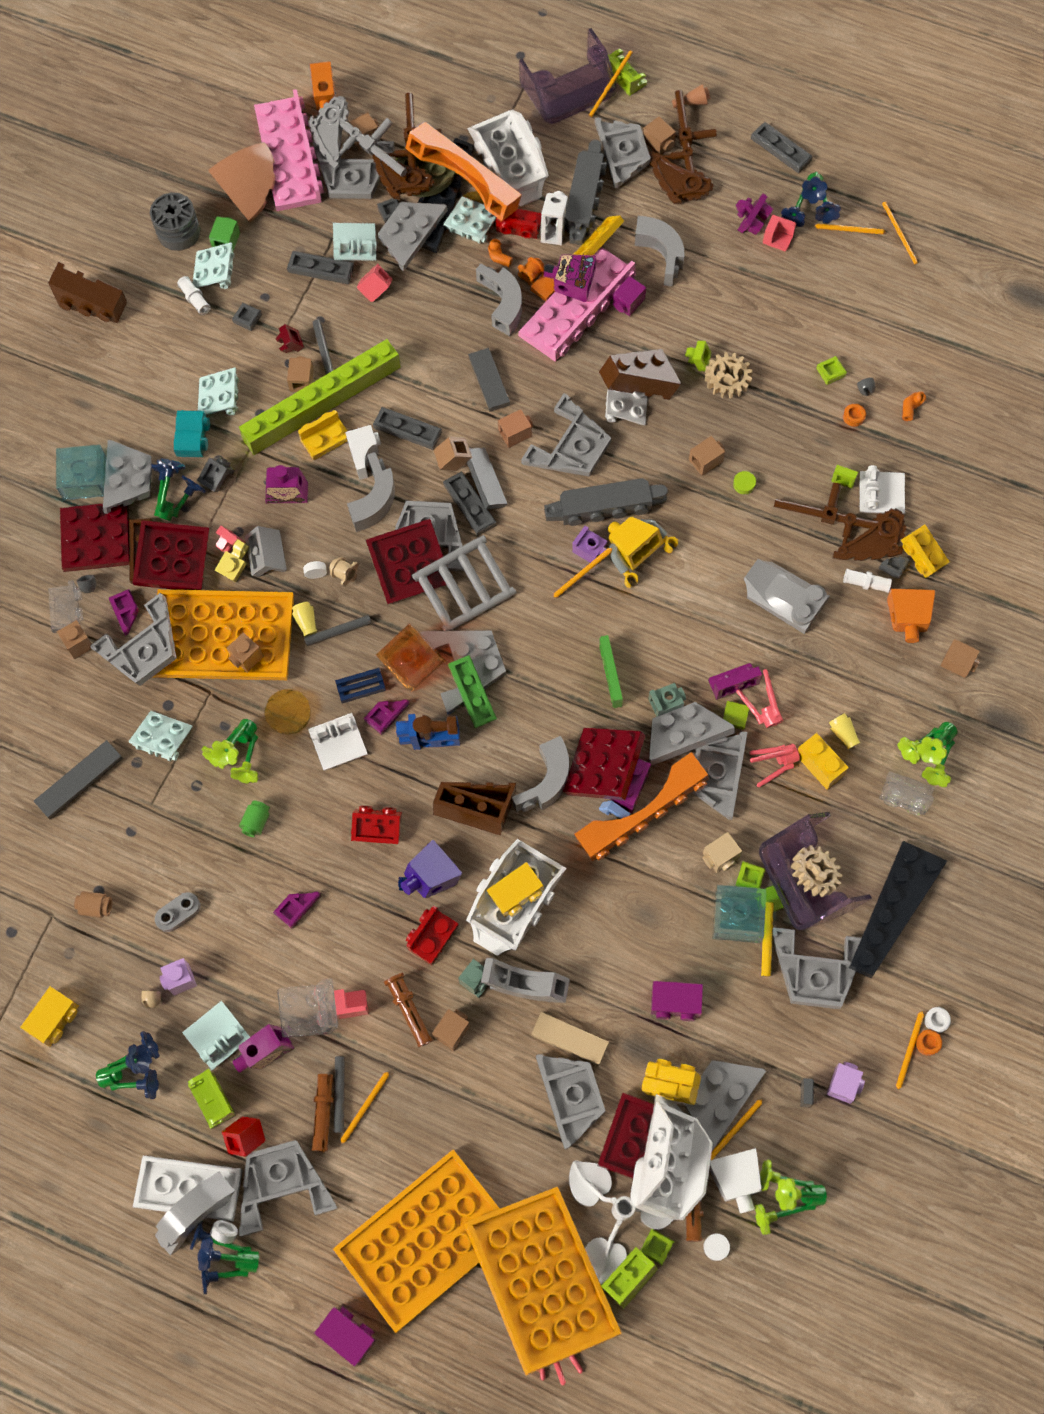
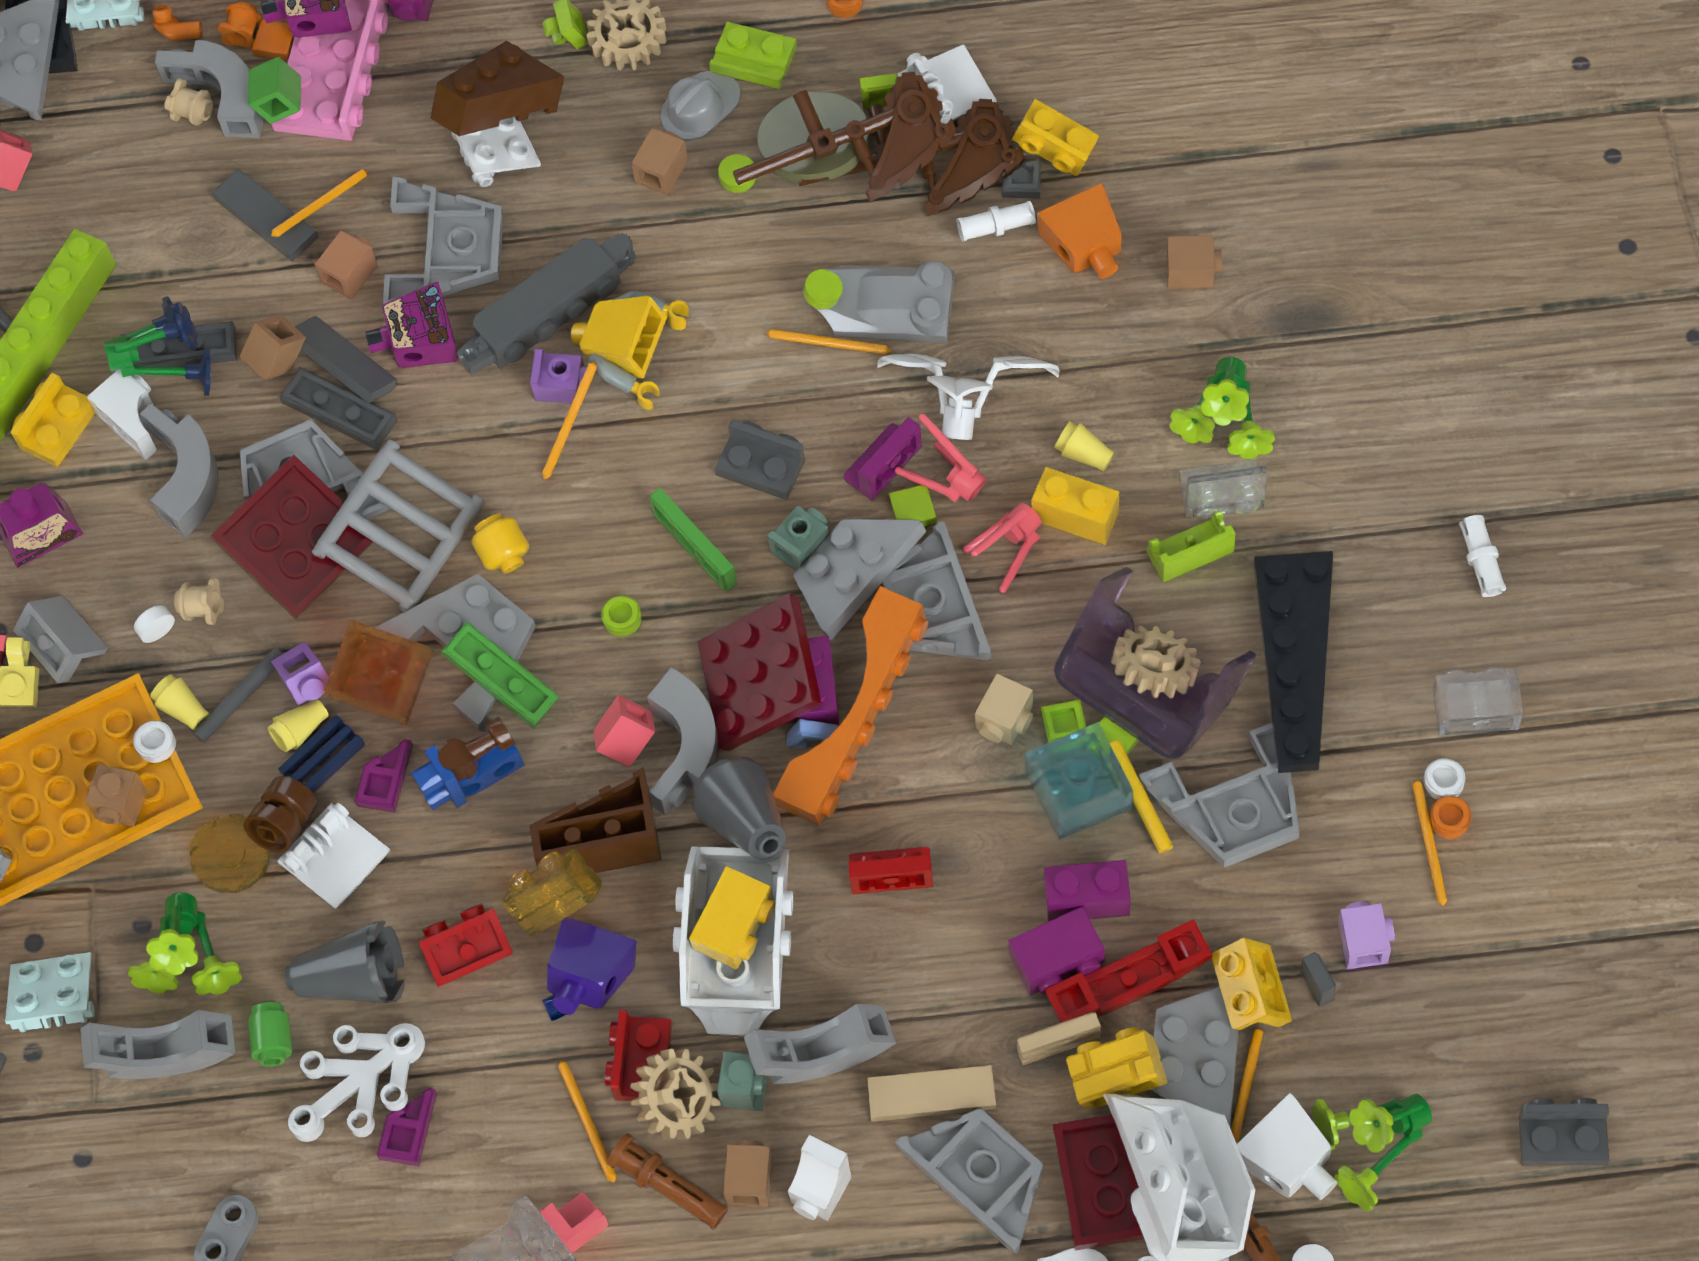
camera: 25 degrees left, 5 degrees down
(195, 797) = (159, 1051): none -> light grey arch
(280, 633) = (154, 741): none -> white tile
(287, 867) = (361, 1077): none -> white plant
(313, 807) = (351, 967): none -> dark grey cone
(321, 706) = (280, 814): none -> reddish brown wheel
(356, 662) = (296, 725): none -> light yellow cone
(372, 643) = (305, 682): none -> medium lavender brick
(387, 952) = (586, 1120): none -> light orange axle
(408, 417) = (174, 323): none -> plant
(433, 823) = (551, 891): none -> clear yellow brick
(442, 975) = (678, 1114): none -> tan gear
(482, 299) = (189, 103): none -> tan brick
(484, 1054) = (819, 1179): none -> white arch
(511, 620) = (500, 543): none -> yellow head
(519, 387) = (318, 203): none -> light orange axle
(519, 755) = (624, 731): none -> coral panel
(528, 315) = (274, 90): none -> bright green brick
(531, 481) = (416, 329): none -> torso
(552, 692) = (621, 616): none -> lime tile
(554, 832) = (740, 806): none -> dark grey cone
(614, 906) = (890, 870): none -> red bracket
(651, 1047) = (1058, 1038): none -> tan tile
(670, 646) = (761, 459): none -> dark grey bracket
(707, 1035) = (1131, 977): none -> red slope
(714, 976) = (1097, 887): none -> magenta brick
(743, 601) = (828, 341): none -> light orange axle
(745, 434) = (699, 104): none -> light grey piece
(752, 571) = (822, 289): none -> lime tile
(769, 1076) = (1250, 984): none -> yellow bracket
(788, 421) = (753, 55): none -> lime plate
(791, 669) = (959, 413): none -> white plant
(795, 483) = (786, 129): none -> olive tile
(844, 514) = (911, 139): none -> reddish brown bar
(872, 817) = (1192, 547): none -> lime hinge
(892, 1253) = (1563, 1133): none -> dark grey bracket
(979, 987) = (1477, 701): none -> clear brick
(1028, 907) = (1482, 556): none -> white pin

